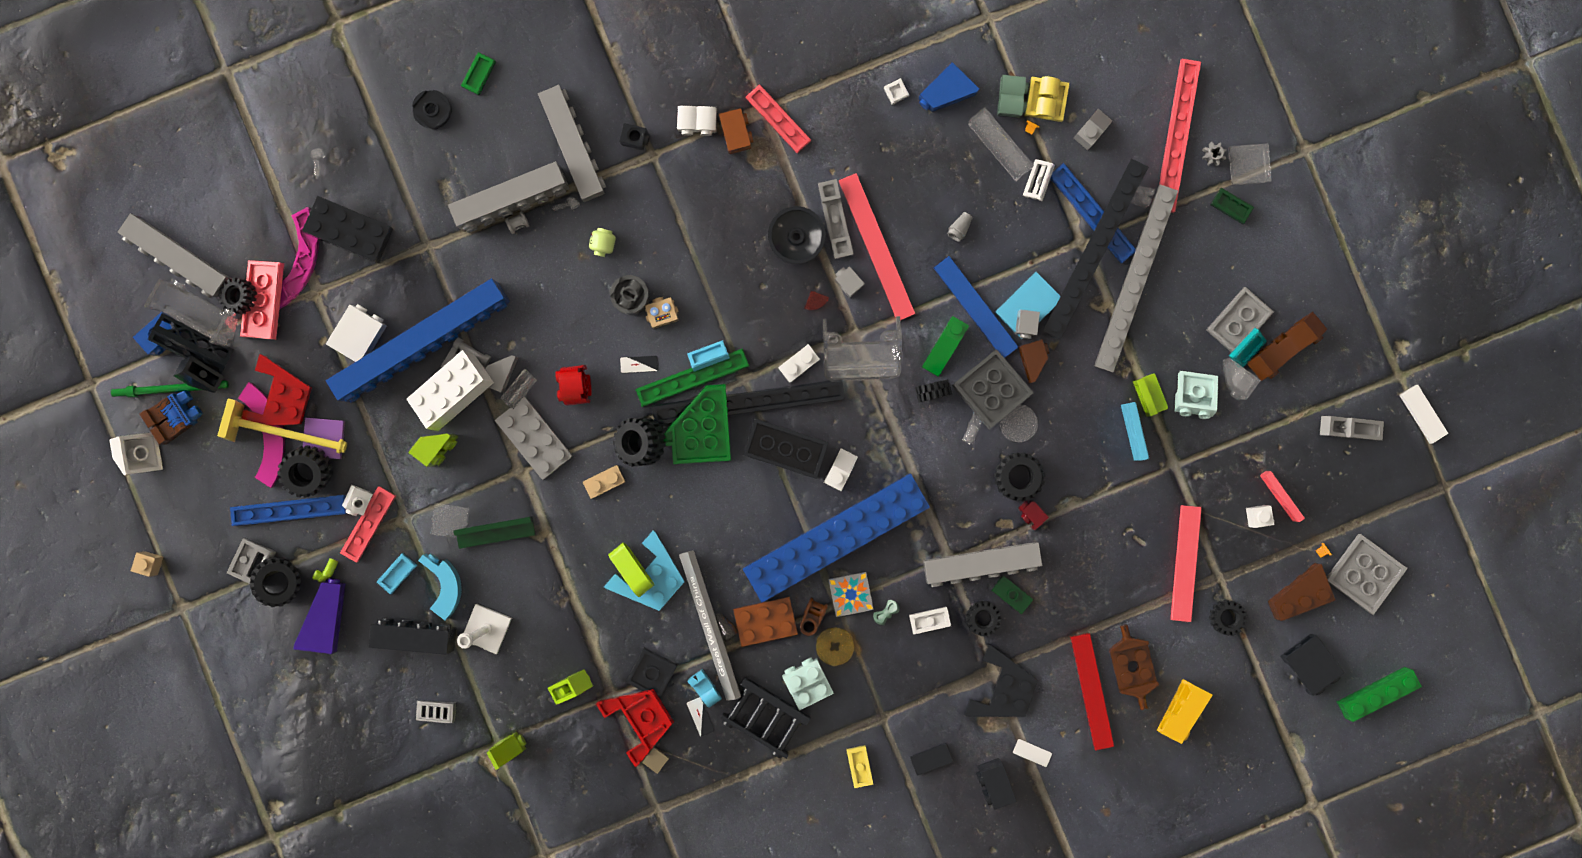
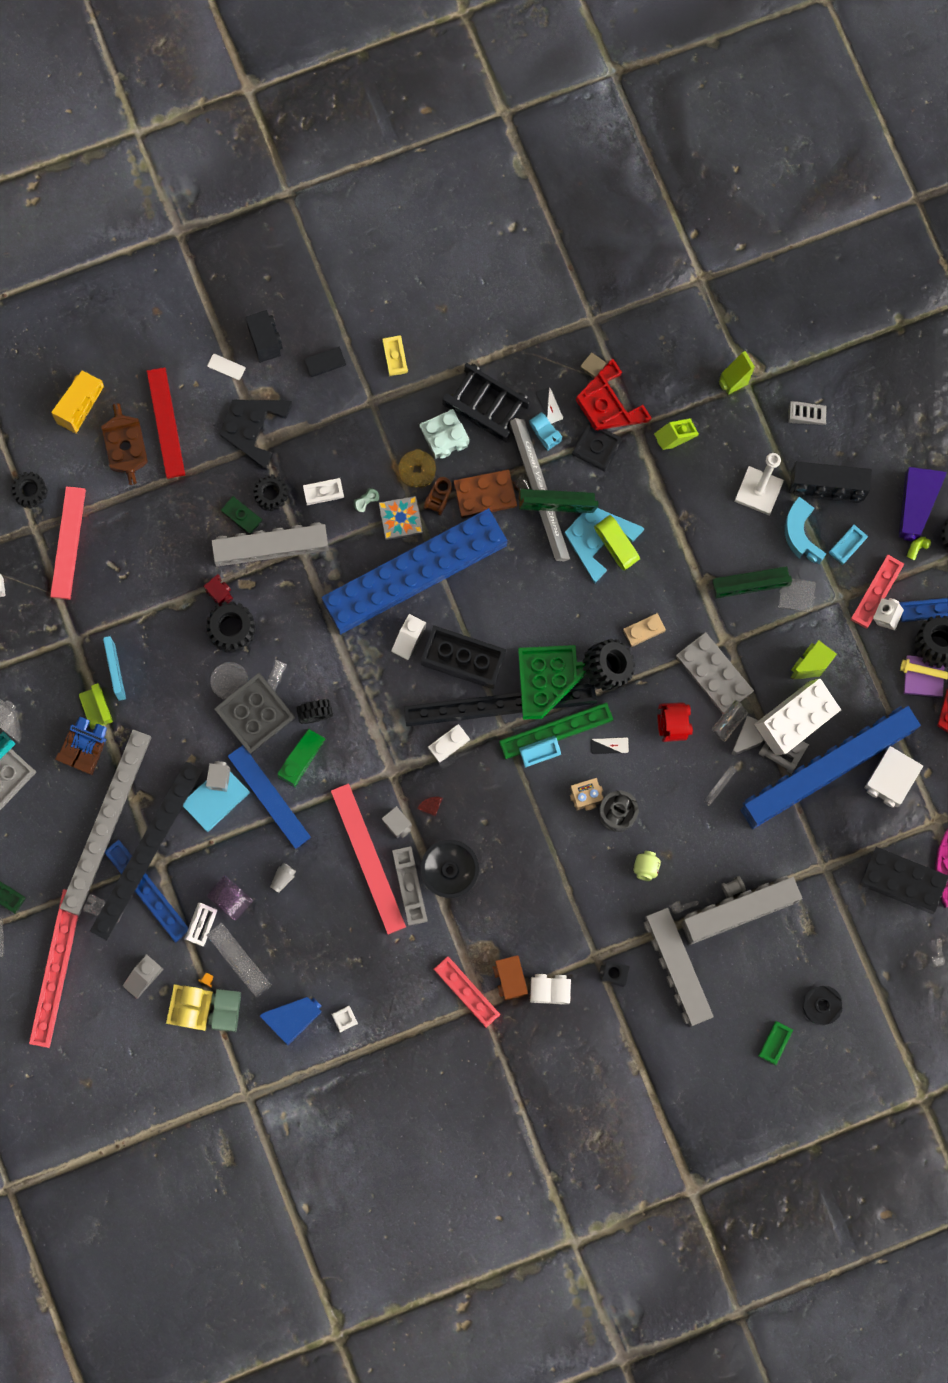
camera: 175 degrees right, 10 degrees down
(528, 321) = (720, 785): none -> clear tile
(691, 611) = (557, 501): none -> dark green fence
(862, 359) = (385, 747): clear windscreen -> none
(1012, 202) = (229, 898): none -> clear purple brick
(1033, 358) = (212, 744): reddish brown slope -> none
(1162, 353) = (83, 747): none -> hips
(1196, 394) = (50, 705): light aqua plate -> none
(1209, 154) = (18, 942): light grey gear -> none

